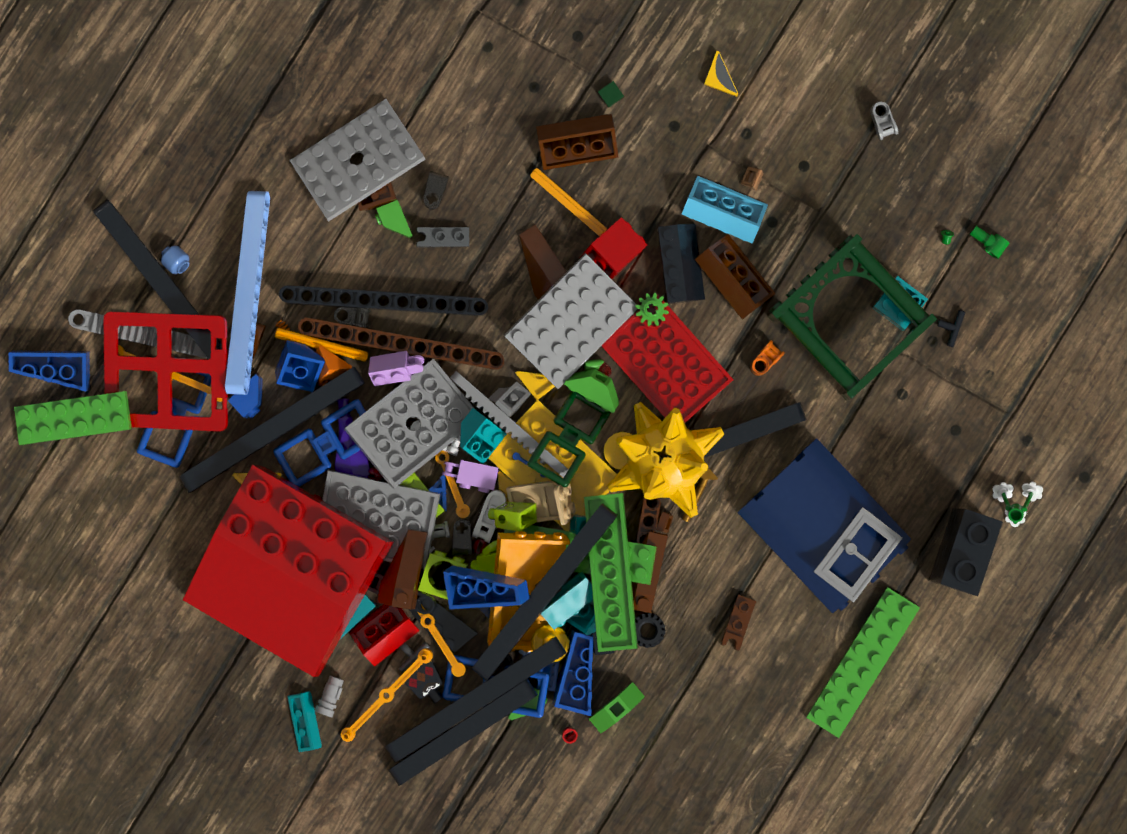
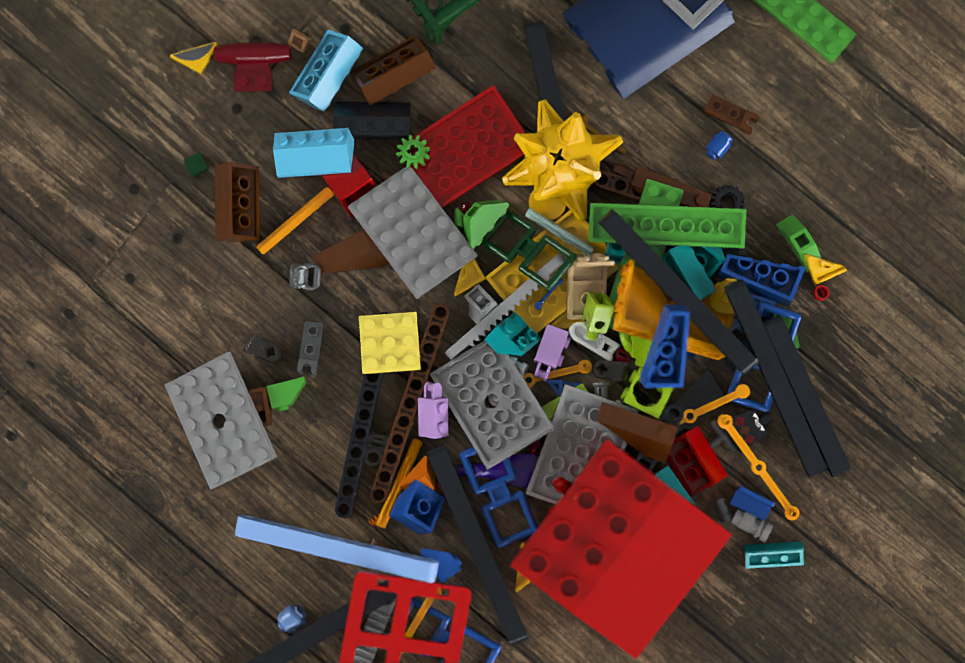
camera: 80 degrees left, 5 degrees down
(340, 666) = (722, 510): none -> dark grey pin
(341, 503) = (560, 484): none -> red hinge
(351, 693) = (751, 502): none -> blue panel
(456, 314) = (389, 343): none -> light yellow plate
(512, 215) = (299, 276): none -> dark grey piece
(593, 734) = (822, 269): none -> yellow tile
(595, 462) = (559, 232): none -> light aqua axle
(636, 210) = (313, 152): none -> medium azure slope
(703, 614) = (718, 146): none -> blue brick
(721, 135) = (253, 63): none -> dark red plate
(767, 358) = (475, 48): orange piece -> none

